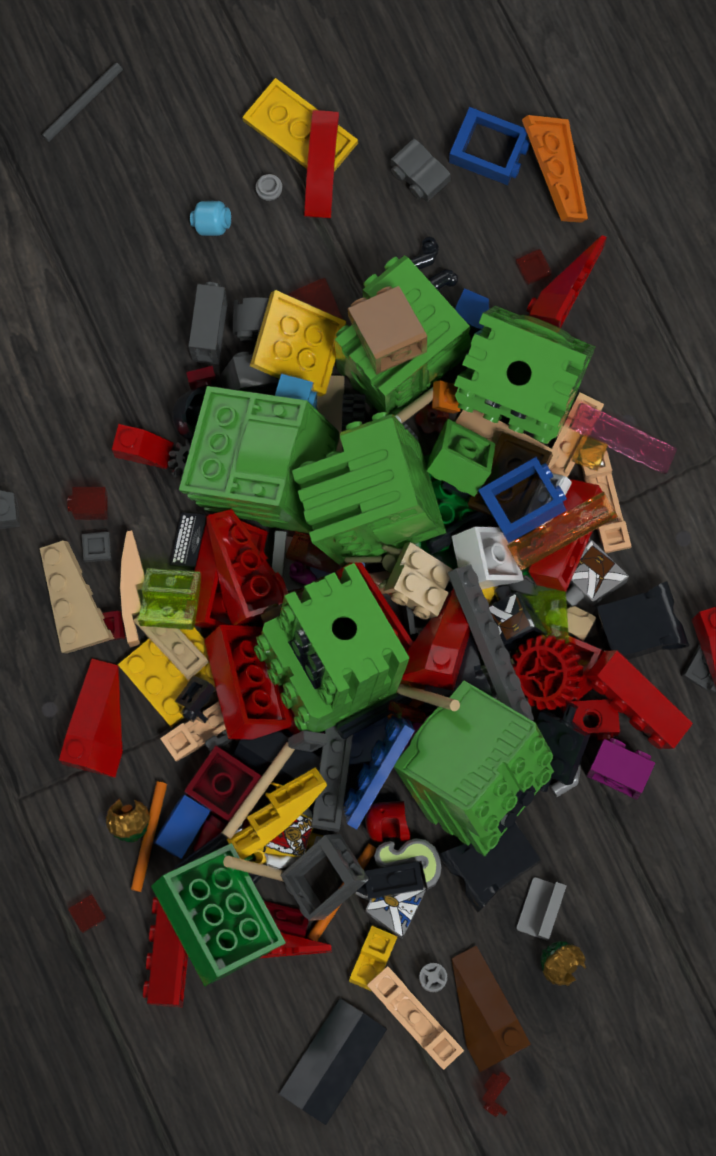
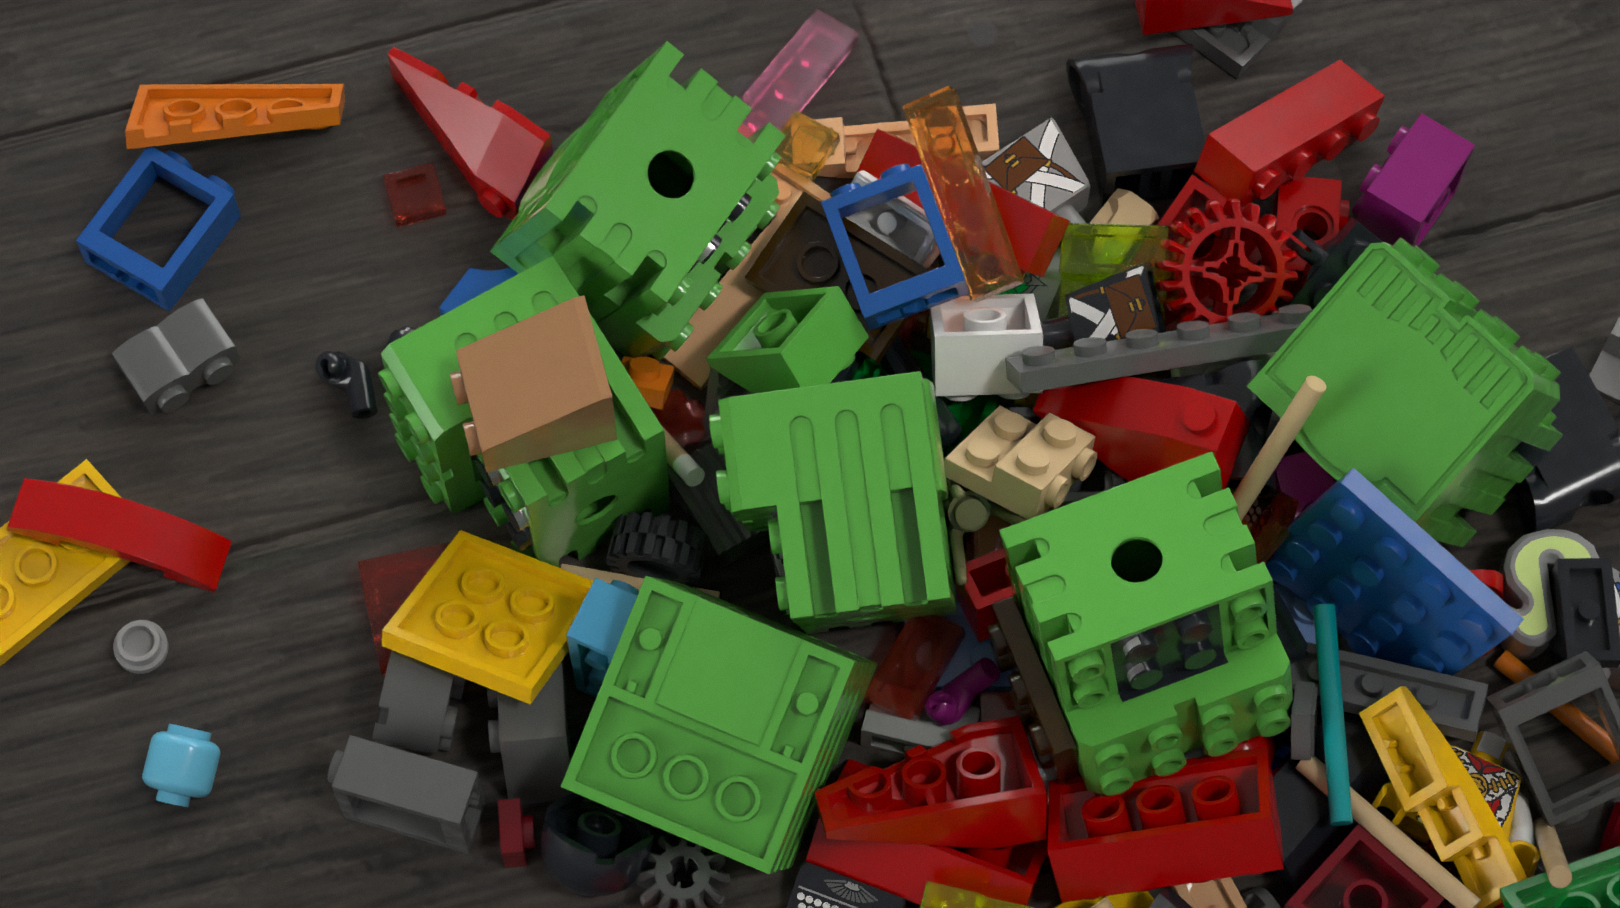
camera: 85 degrees left, 10 degrees down
(313, 753) = (1332, 715): none -> teal bar

